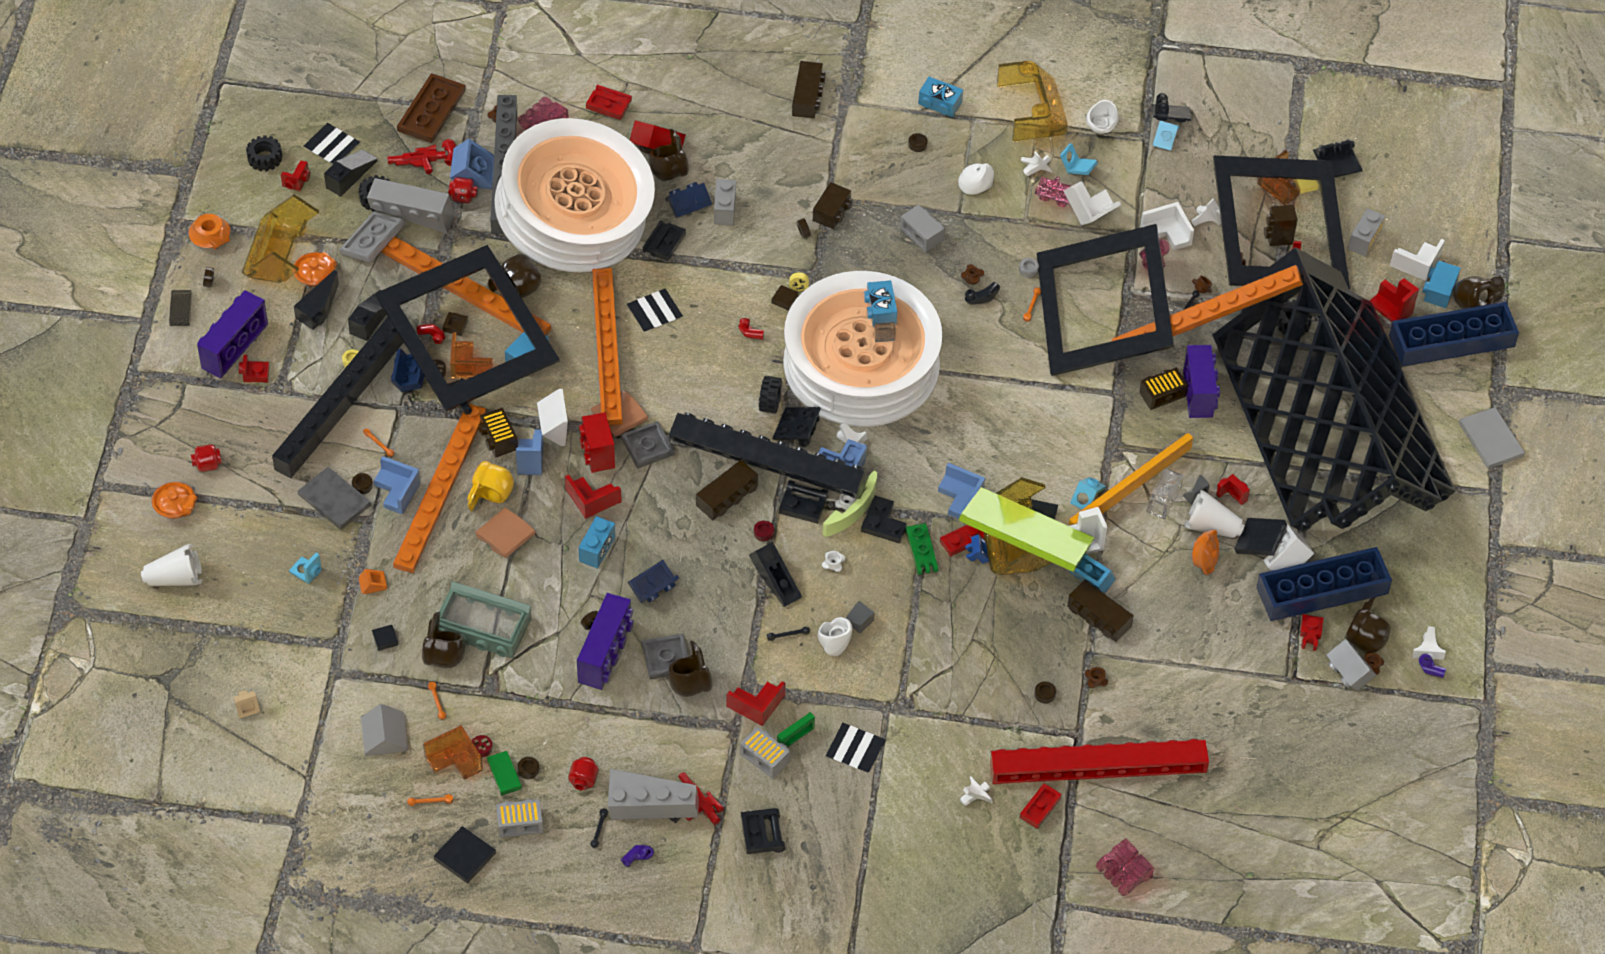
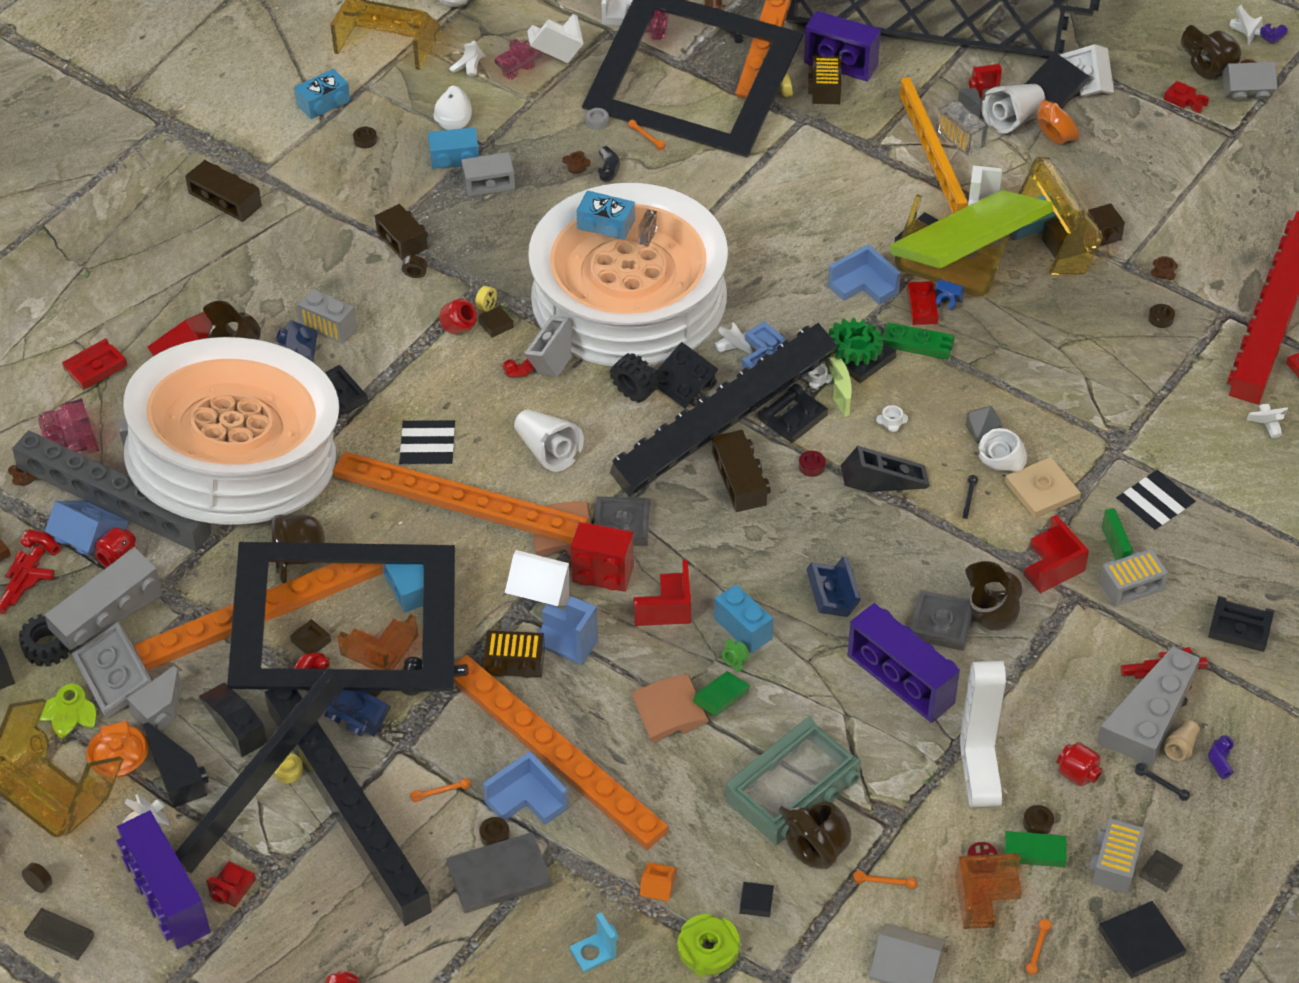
camera: 60 degrees left, 5 degrees down
(278, 303) = (143, 806): none -> white piece
(328, 340) = (259, 770): none -> black tile
(331, 232) = (67, 713): none -> lime plate
(337, 635) = (708, 961): none -> lime plate
(361, 271) = (157, 700): none -> light grey slope
(490, 483) = (592, 689): yellow piece -> none
(525, 849) = (1161, 870): none -> clear smoke tile
(529, 555) = (721, 693): none -> green tile
(566, 550) = (735, 654): none -> bright green plate
(566, 704) = (979, 733): none -> white beam
(587, 620) = (854, 669): dark brown tile -> none
(637, 827) = (1181, 742): none -> tan cone
(686, 371) = (550, 438): none -> white cone
(765, 279) = (458, 316): none -> red head
(765, 336) = (551, 347): none -> light grey slope
(822, 673) = (1042, 487): none -> tan plate
(880, 506) = (856, 341): none -> green gear
(935, 197) = (451, 146): none -> dark azure brick
(1077, 165) = (496, 30): medium azure bracket -> none
(1085, 583) = (1083, 233): none -> clear yellow windscreen
(1088, 486) = (920, 178): medium azure bracket -> none
(1140, 365) = (786, 87): none -> light yellow tile
(1323, 583) = (1142, 61): dark blue brick -> none

